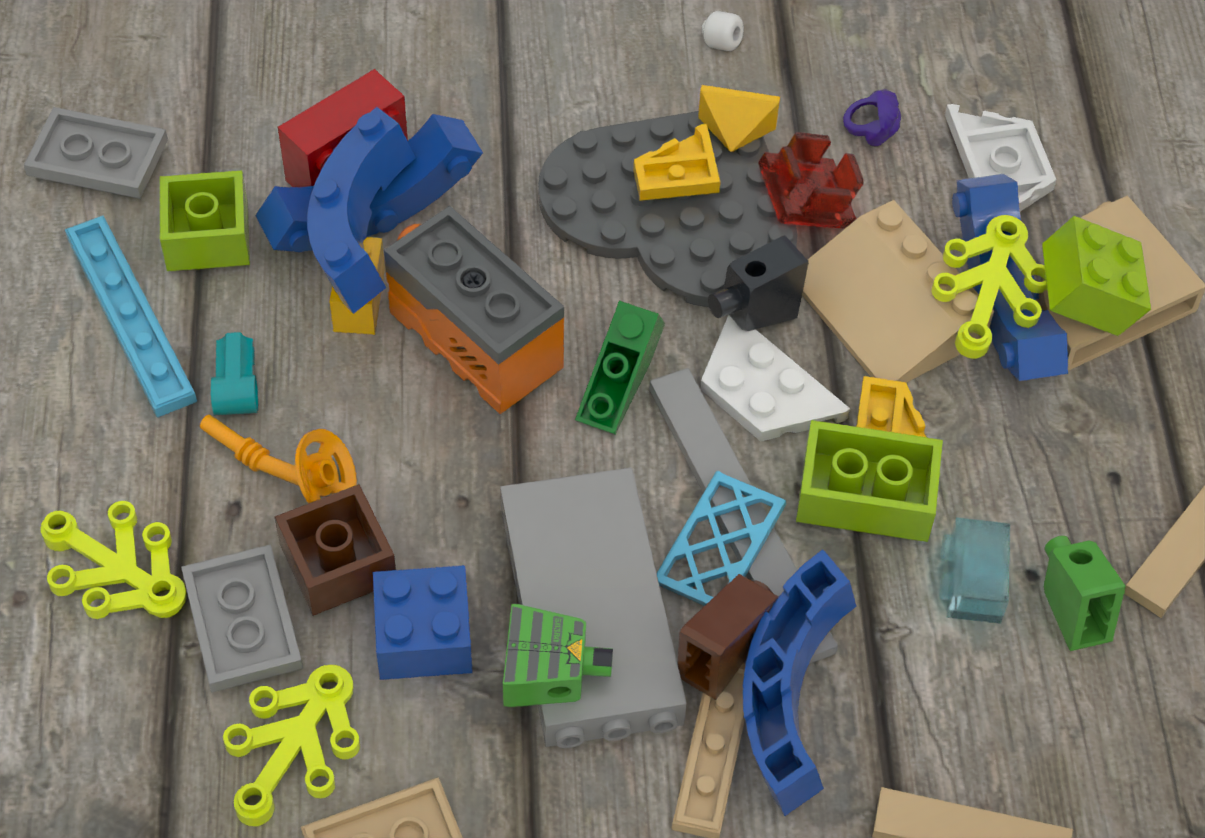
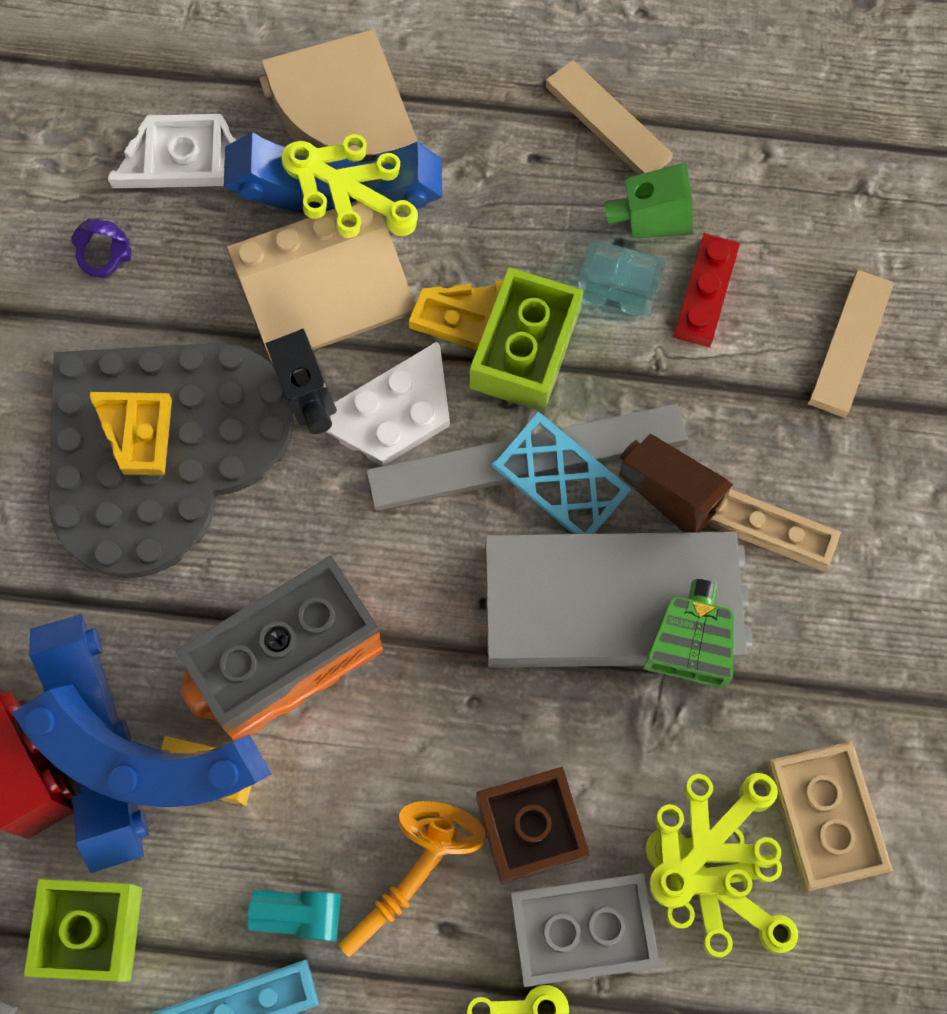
camera: 80 degrees left, 15 degrees up
(339, 714) = (709, 844): none -> neon yellow plant
(422, 622) = (618, 753): blue brick -> none
(620, 366) = (355, 529): green slope -> none
(737, 115) = (82, 365): yellow slope -> none
(774, 672) = (746, 465): blue brick -> none
(810, 187) = (181, 318): clear red panel -> none
(996, 668) = (706, 290): none -> red plate
(1096, 276) = (369, 99): lime brick -> none

